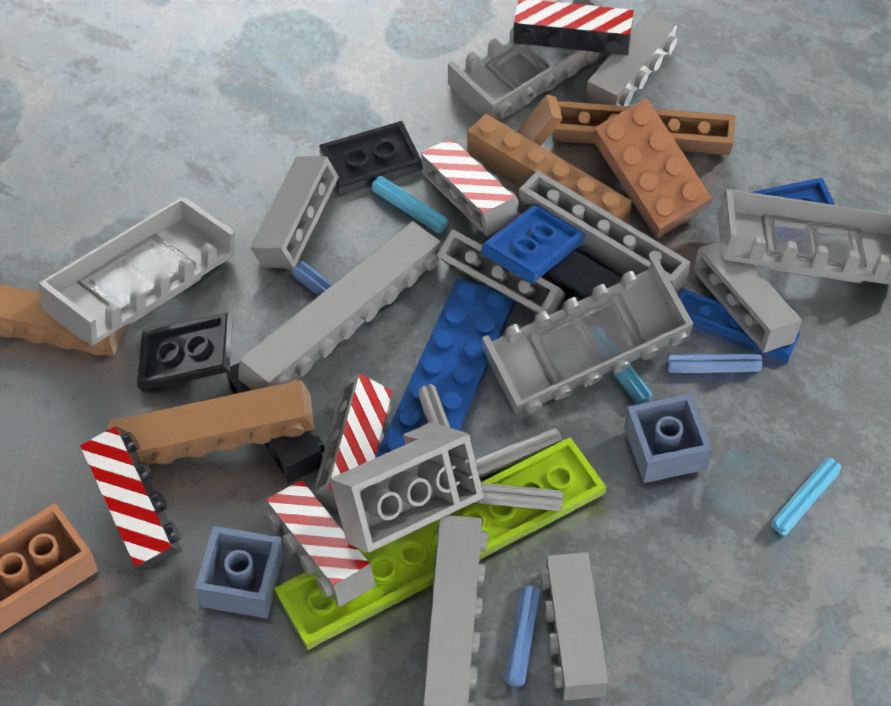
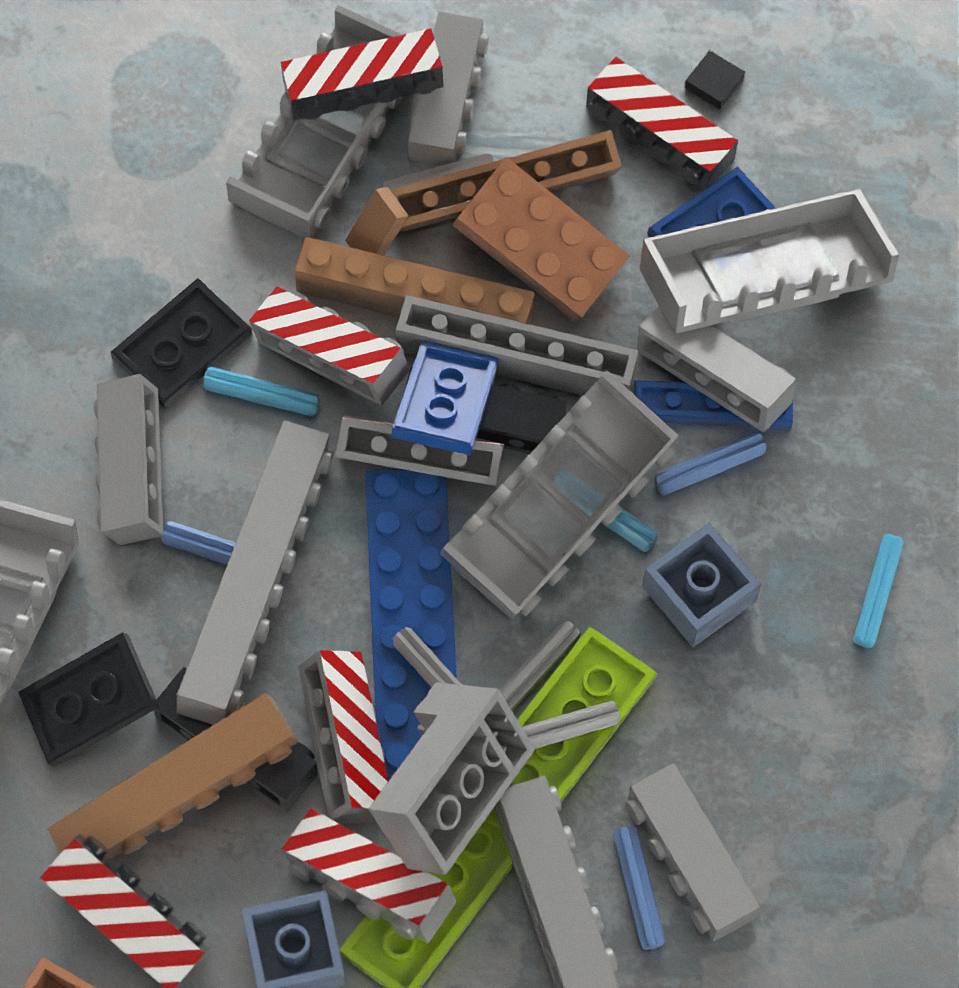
camera: 25 degrees left, 10 degrees up
(777, 131) = (661, 123): none -> brick
(830, 119) = (714, 79): none -> black piece

